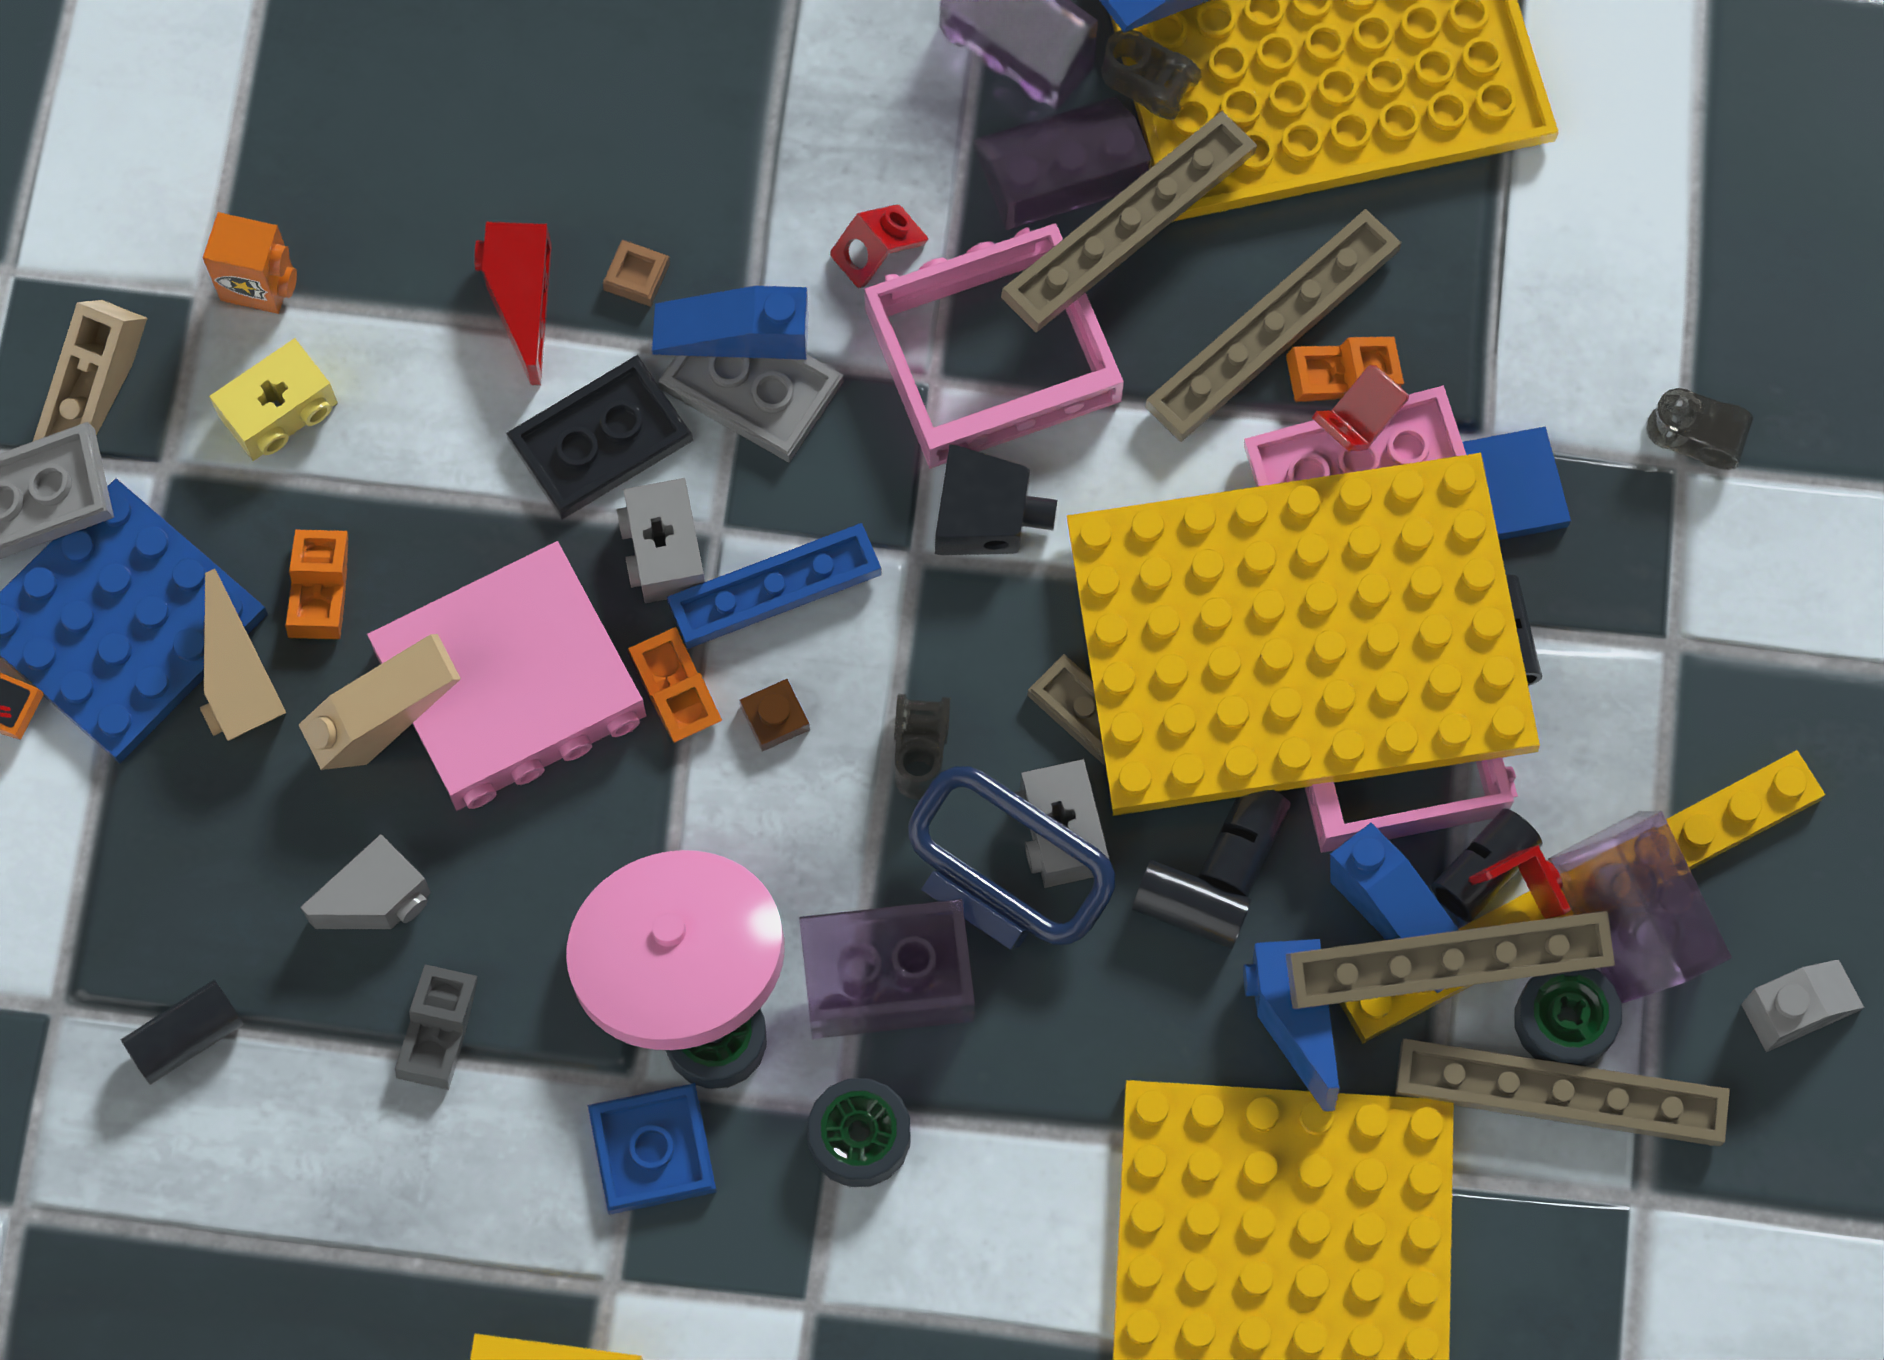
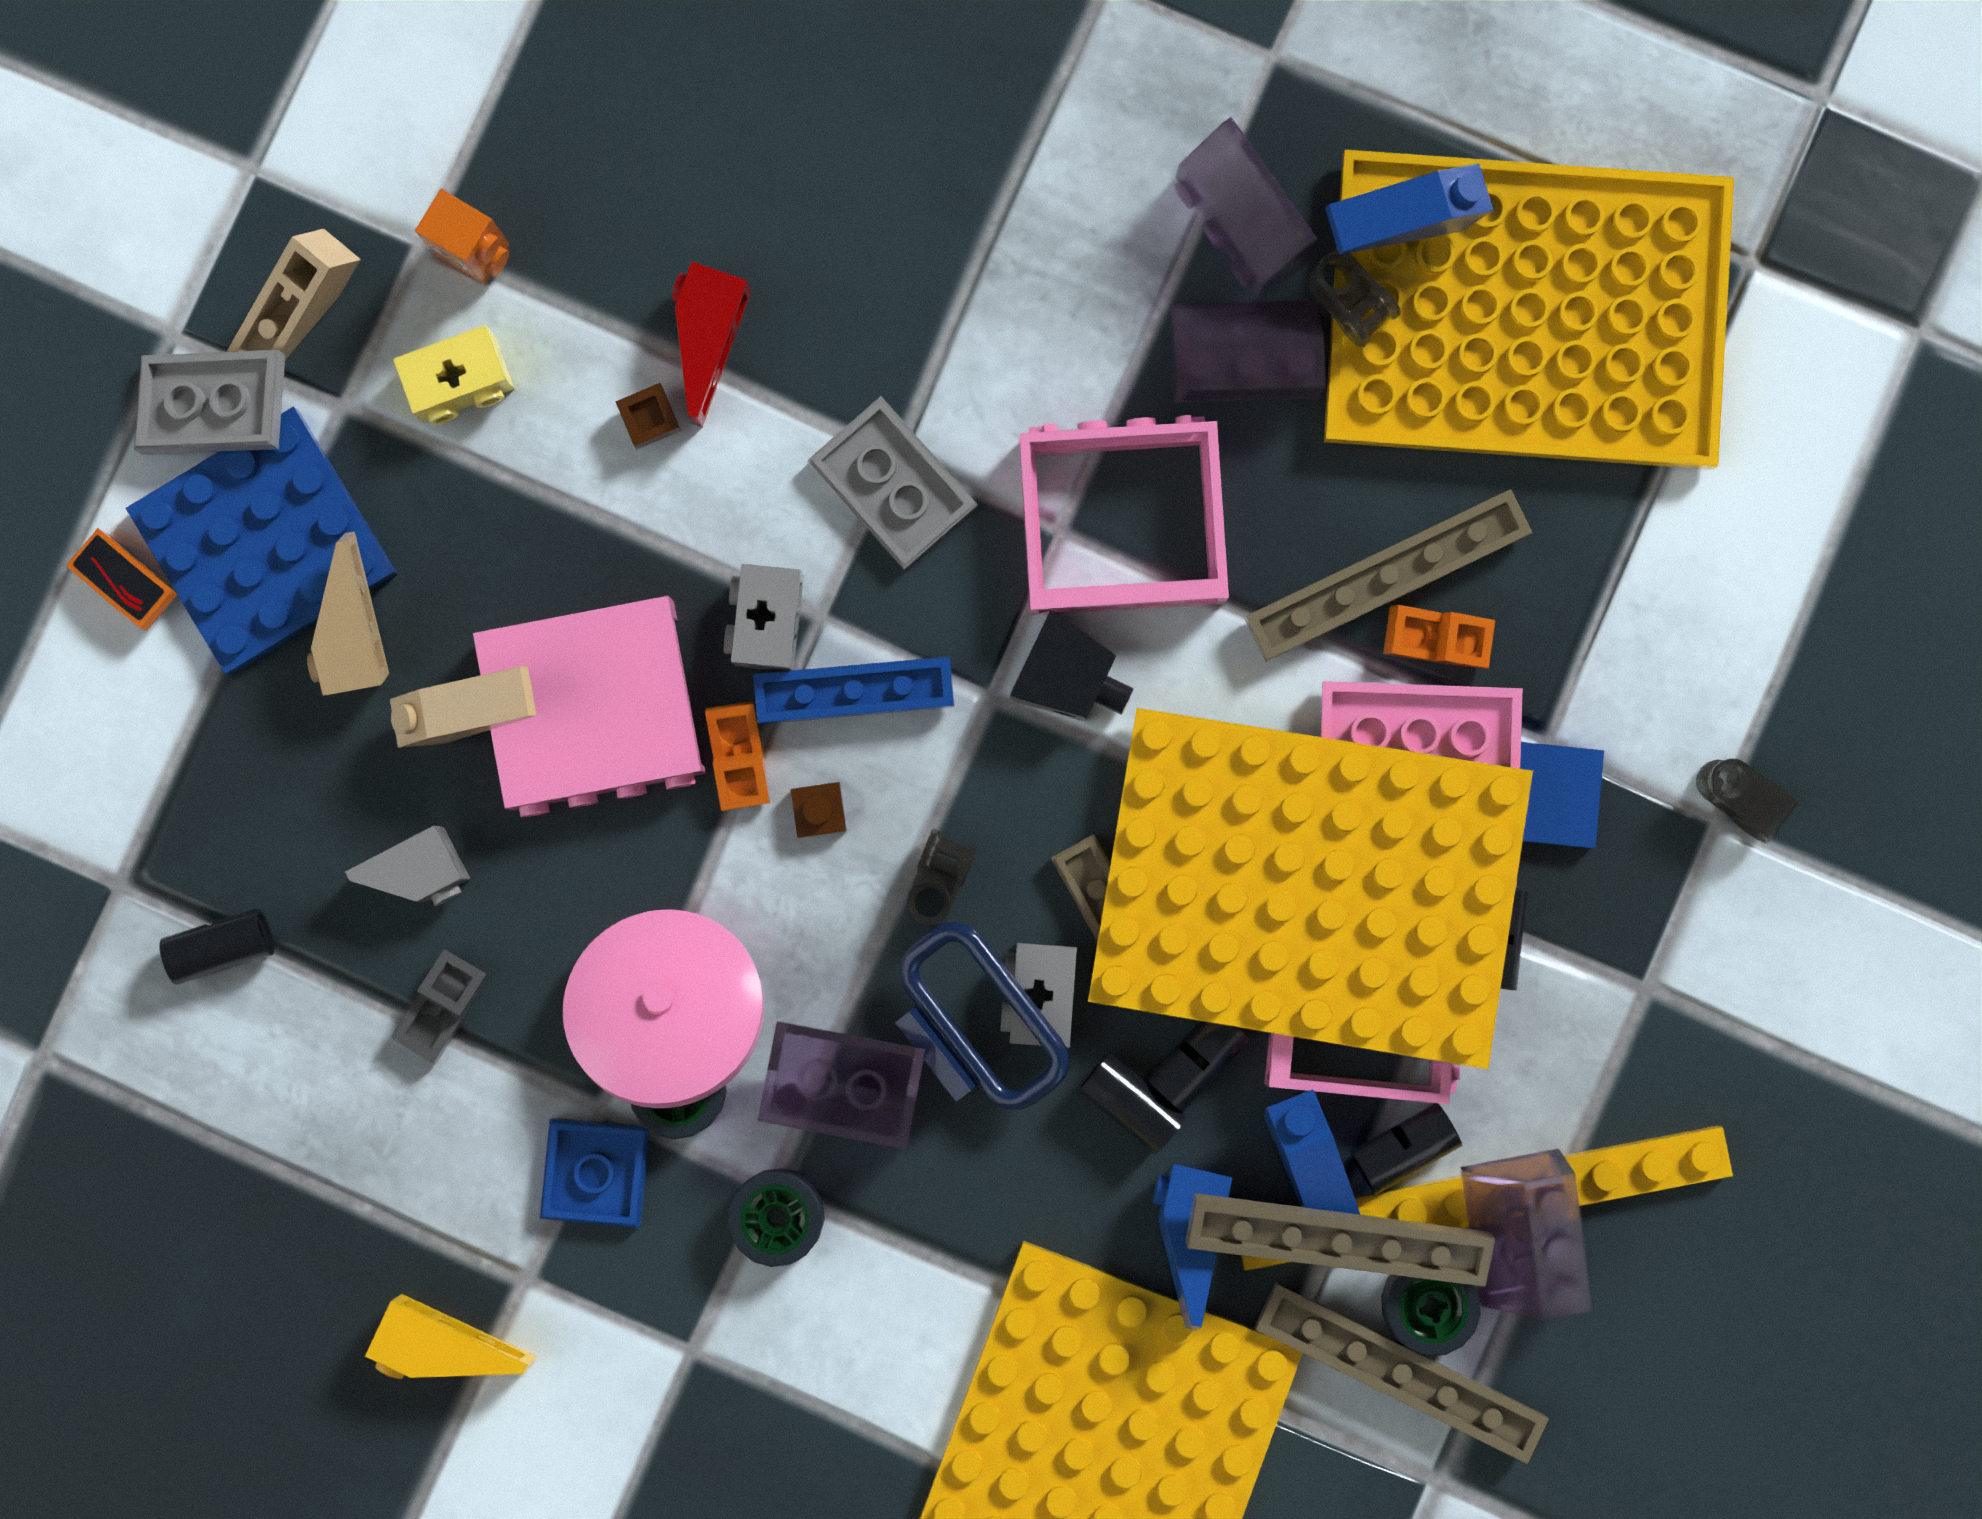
camera: 20 degrees right, 15 degrees up
(317, 584) = (447, 562): orange slope -> none
(484, 385) = (648, 416): none -> reddish brown plate
(599, 437) = (739, 495): black tile -> none
(636, 273) = (820, 344): medium nougat tile -> none
(735, 323) = (889, 430): blue slope -> none
(883, 233) = (1056, 379): red bracket -> none
(1128, 221) = (1284, 443): dark tan plate -> none
(1363, 410) = (1437, 696): bracket -> none
(1539, 876) = (1447, 1183): red bracket -> none
(1800, 1003) = (1642, 1360): light grey slope -> none

